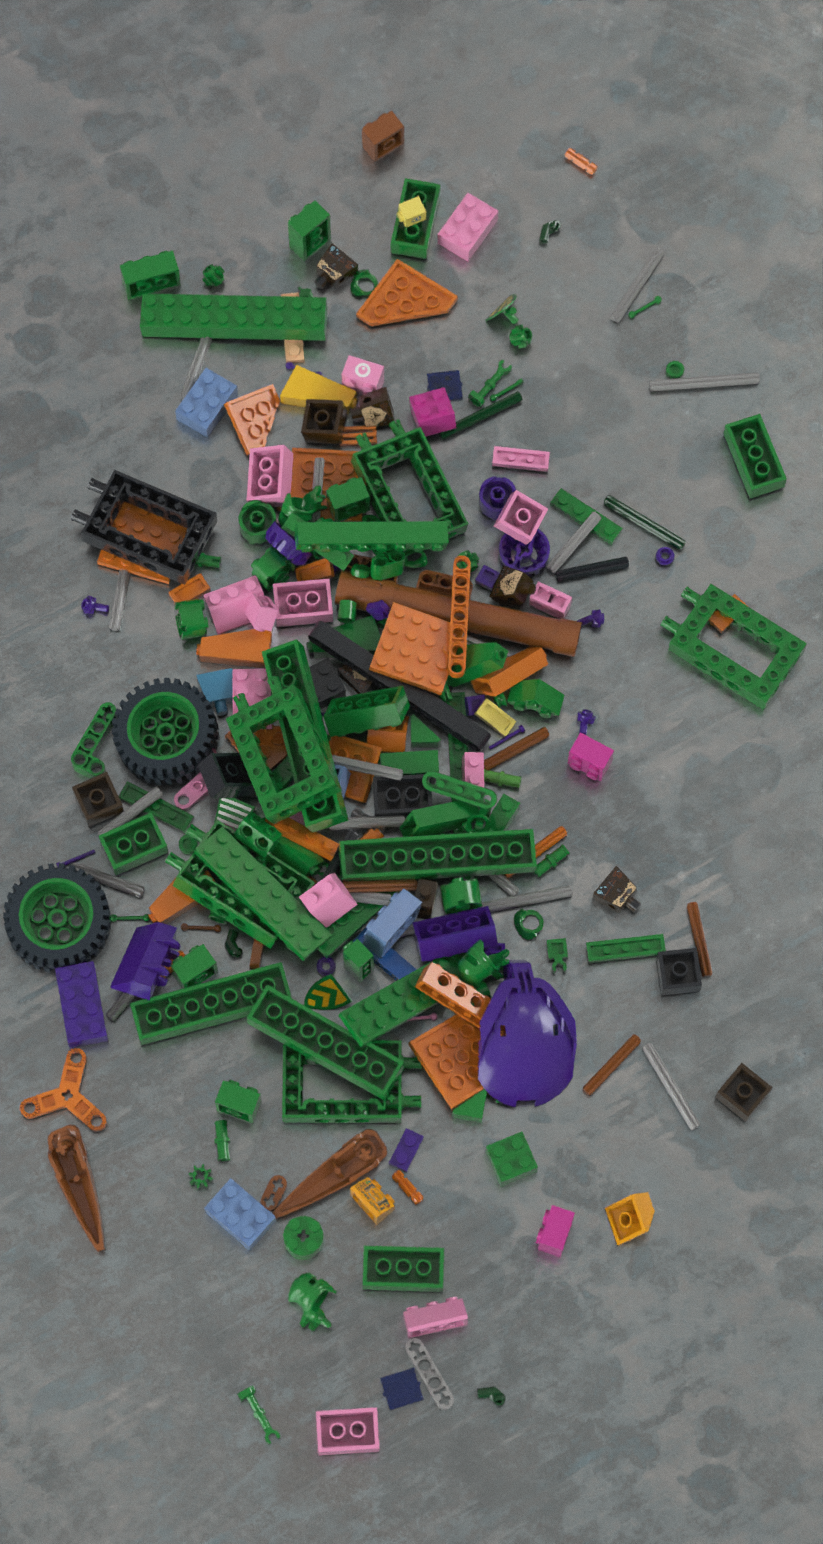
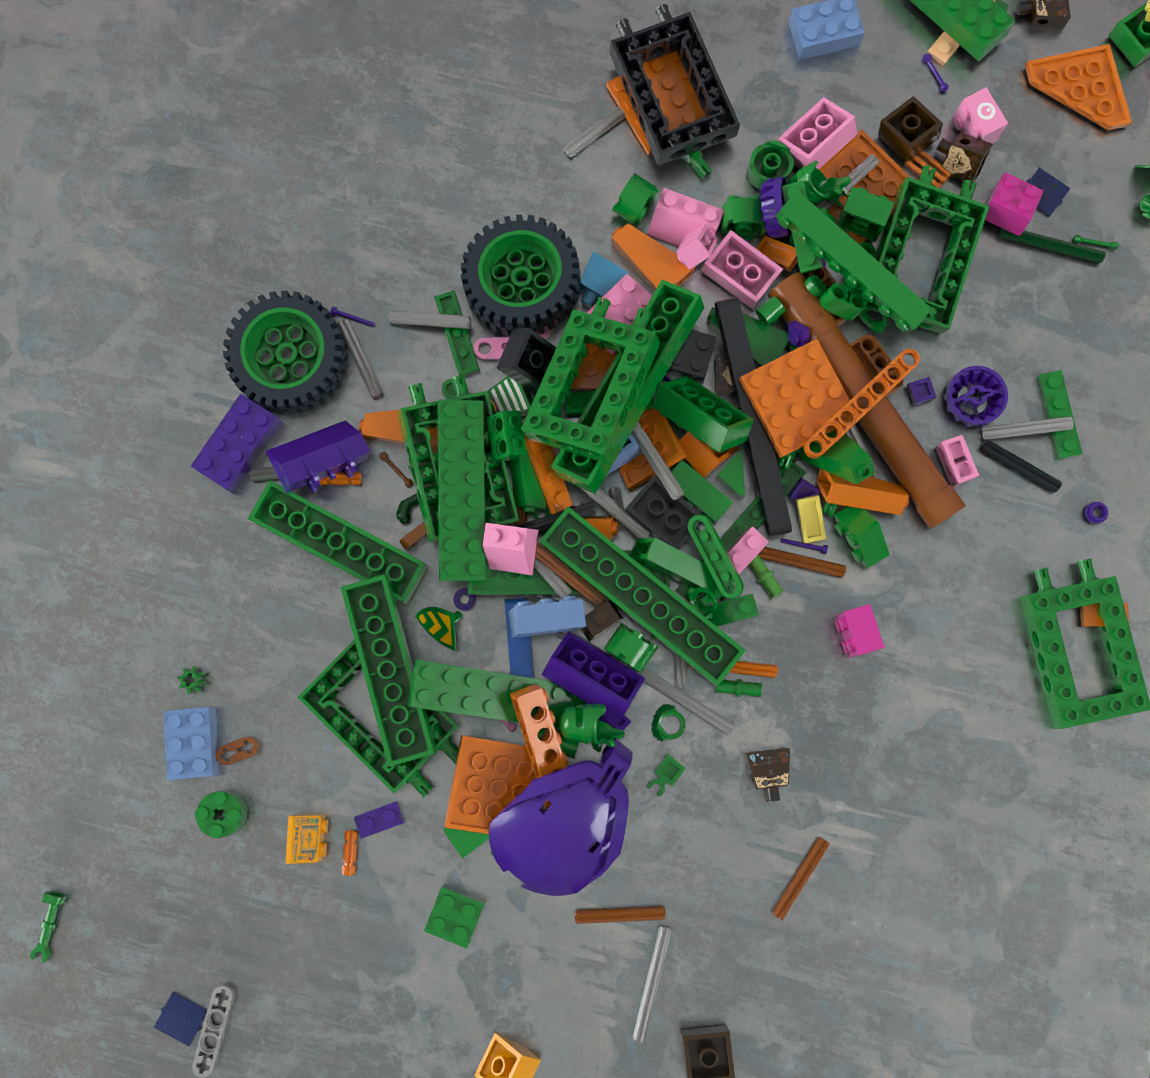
camera: 50 degrees right, 10 degrees up
(76, 1180) = (91, 587): dark orange piece -> none
(77, 1105) = (155, 525): orange piece -> none
(89, 605) = (565, 115): dark purple plate -> none
(97, 738) = (463, 233): green beam -> none
(97, 799) = (413, 283): dark brown brick -> none
(114, 918) = (336, 396): green hinge -> none
(133, 844) = (405, 347): green brick -> none
(191, 590) = (661, 176): orange tile -> none
(194, 967) = (350, 499): green brick -> none
(222, 1140) = (239, 666): green pin -> none
(238, 1101) = (278, 647): green brick -> none
(253, 416) = (855, 72): orange plate -> none
(309, 385) = (928, 87): yellow slope -> none
(310, 1295) = (179, 866): green piece -> none
(341, 1169) = (308, 786): dark orange piece -> none
(347, 1431) = (96, 1015): bright pink brick -> none
(358, 960) = (487, 622): green brick -> none
(362, 274) = (1065, 33): green piece -> none
(403, 1268) = (274, 922): green brick -> none
(435, 1317) = (259, 991): bright pink slope -> none
(473, 560) = (923, 365): green gear -> none
(478, 398) = (1062, 226): green piece -> none
(491, 488) = (1007, 331): dark purple brick -> none
(512, 587) = (934, 419): dark brown torso -> none
(521, 458) = (1050, 313): bright pink plate -> none
(521, 517) = (1001, 364): bright pink brick -> none
(556, 1230) = (428, 1018): dark pink brick -> none
(586, 717) = (888, 590): dark purple plate -> none
(596, 618) = (983, 512): dark purple plate -> none
(625, 948) = (729, 826): green plate -> none
(644, 522) = (1107, 466): dark green axle -> none
(679, 971) = (754, 893): black brick -> none

